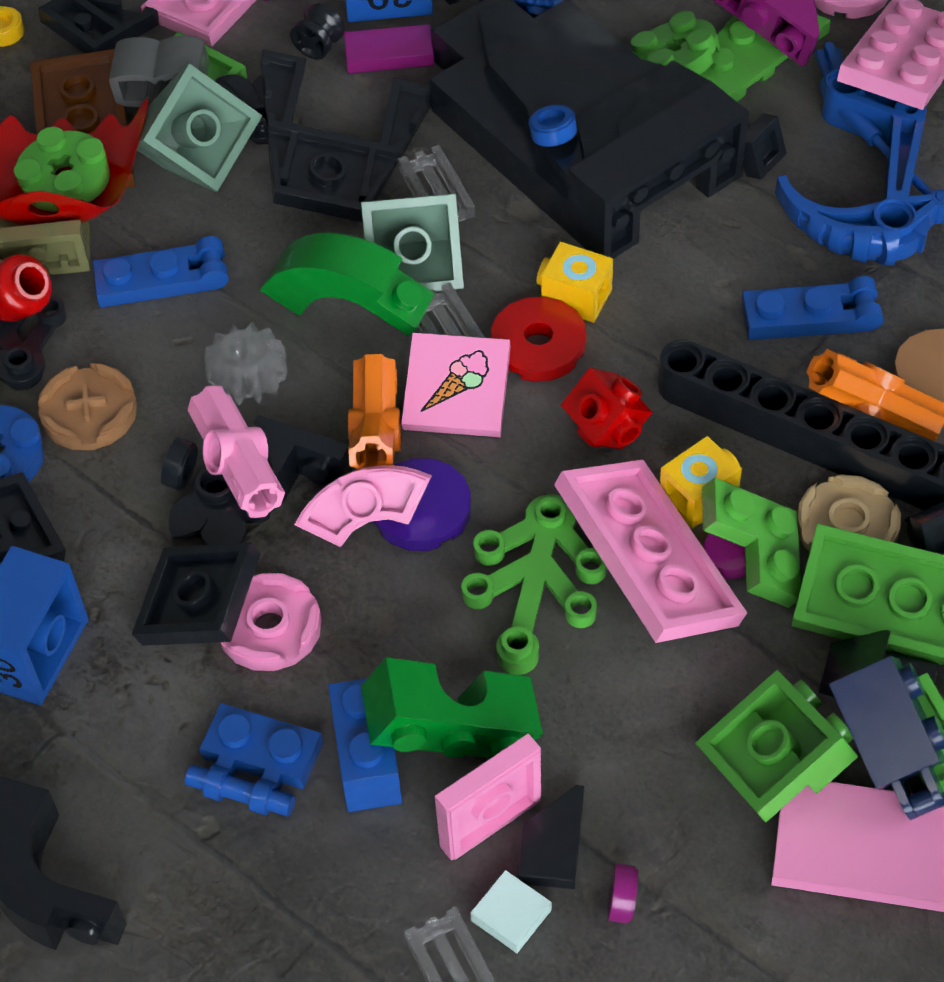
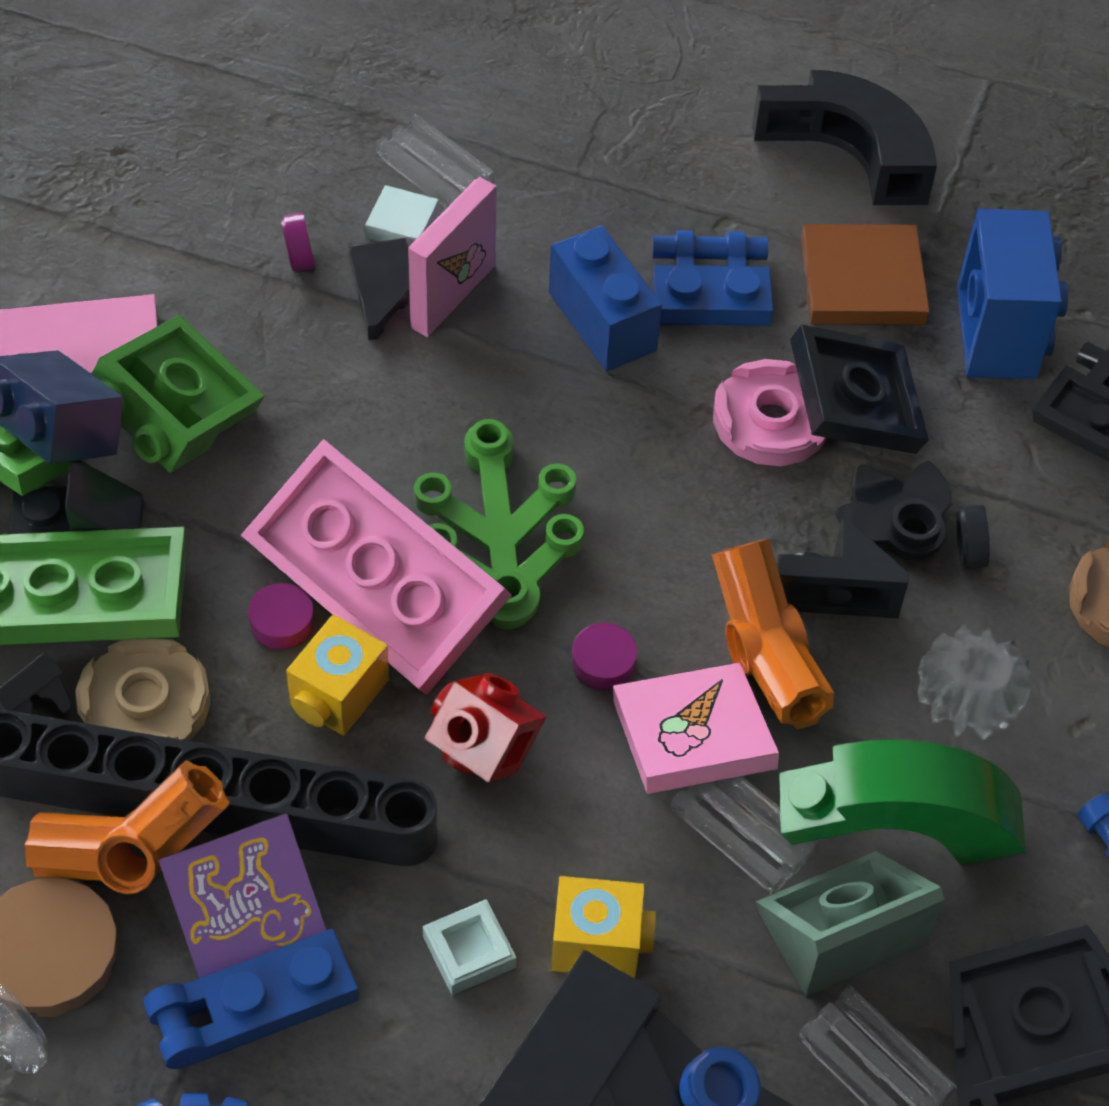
camera: 155 degrees right, 0 degrees up
(116, 729) = (864, 274): none -> dark orange tile
(236, 452) = (909, 532): bright pink piece -> none
(363, 497) = (729, 527): bright pink tile -> none
(413, 712) = (482, 331): green arch -> none
(440, 513) = (666, 579): dark purple tile -> none
(495, 461) = (604, 656): none -> magenta tile
(543, 317) = (621, 807): red tile -> none
(661, 306) = (469, 947): none -> light aqua tile
(765, 531) = (244, 624): bright green plate -> none
(802, 348) = (242, 895): none -> medium lavender sticker

